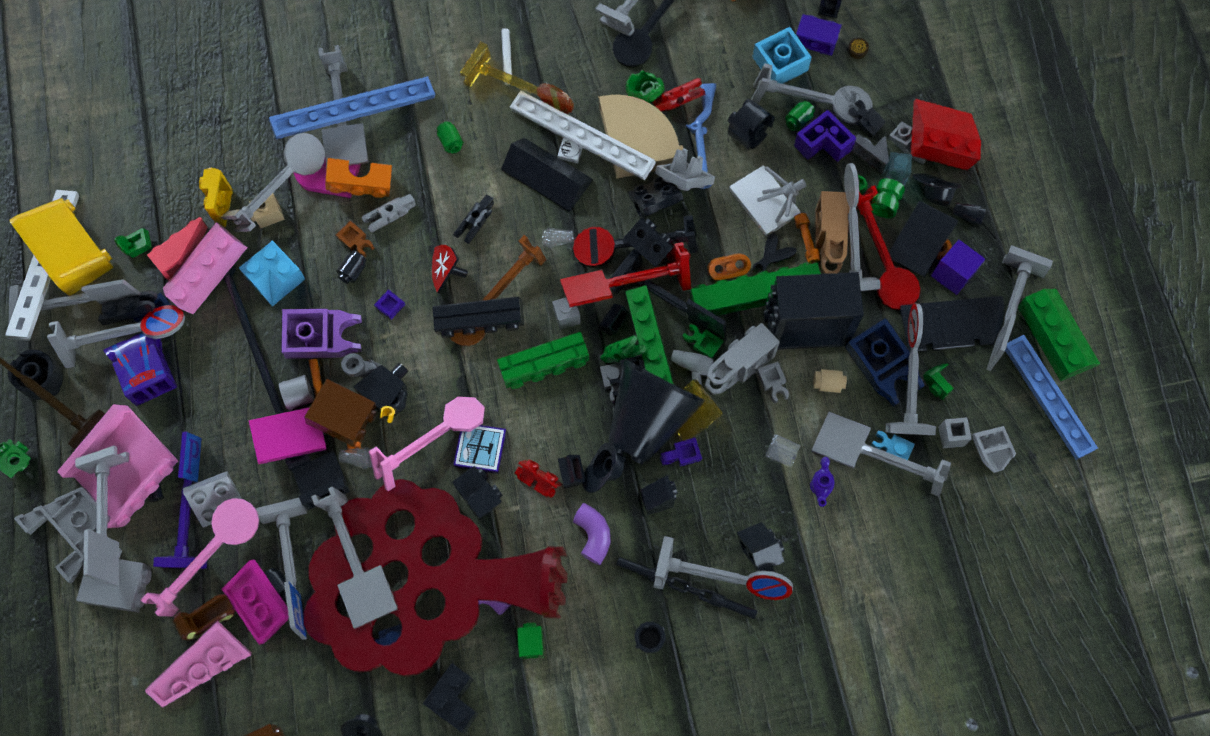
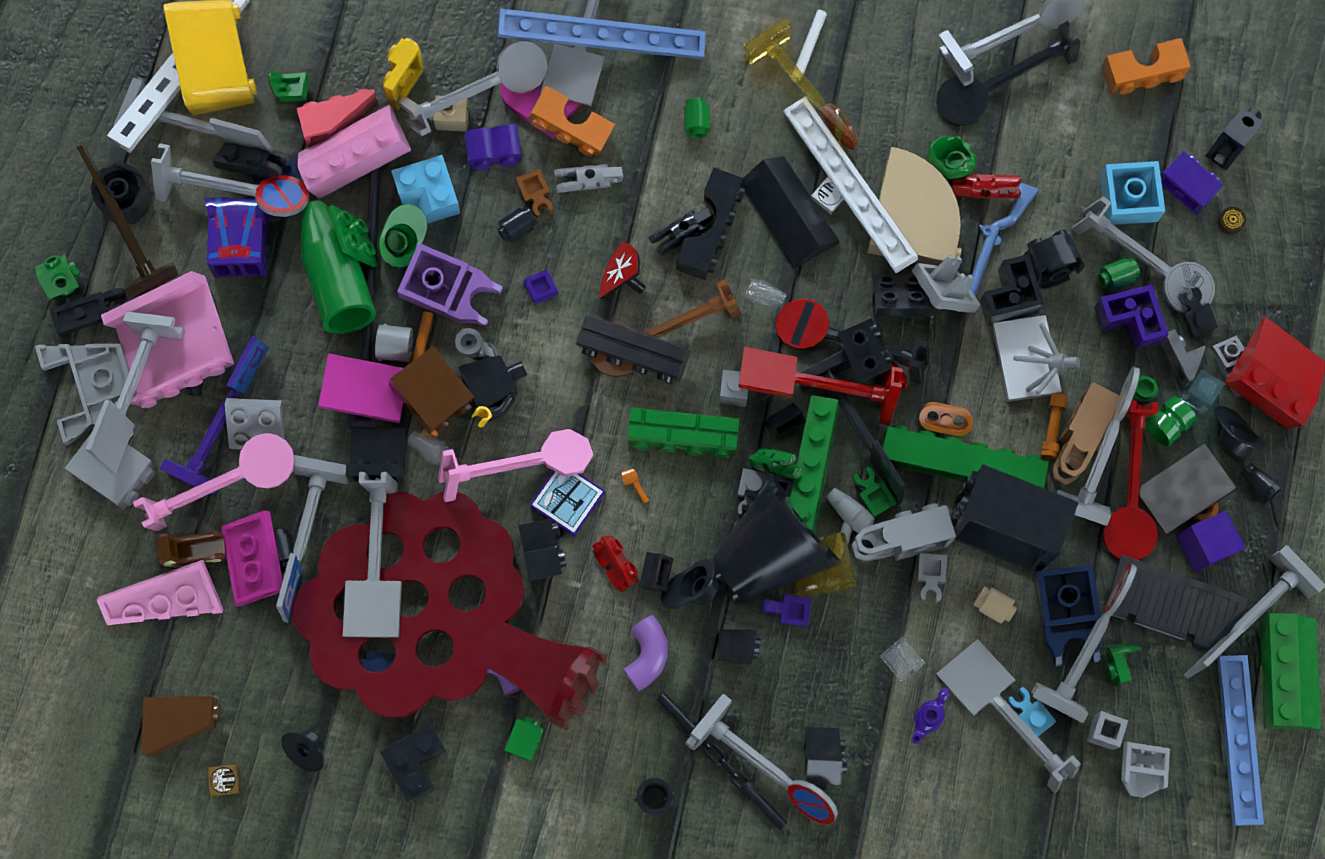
camera: 20 degrees right, 5 degrees up
(43, 475) = (84, 311): none -> black hinge
(220, 351) = (331, 256): none -> green piece
(267, 310) = (402, 234): none -> green piece
(308, 220) = (493, 146): none -> dark purple brick
(495, 229) = (699, 252): none -> black arch
(520, 410) = (631, 477): none -> orange hand
(737, 158) = (1019, 293): none -> black brick
(772, 255) = (1003, 428): black piece -> none

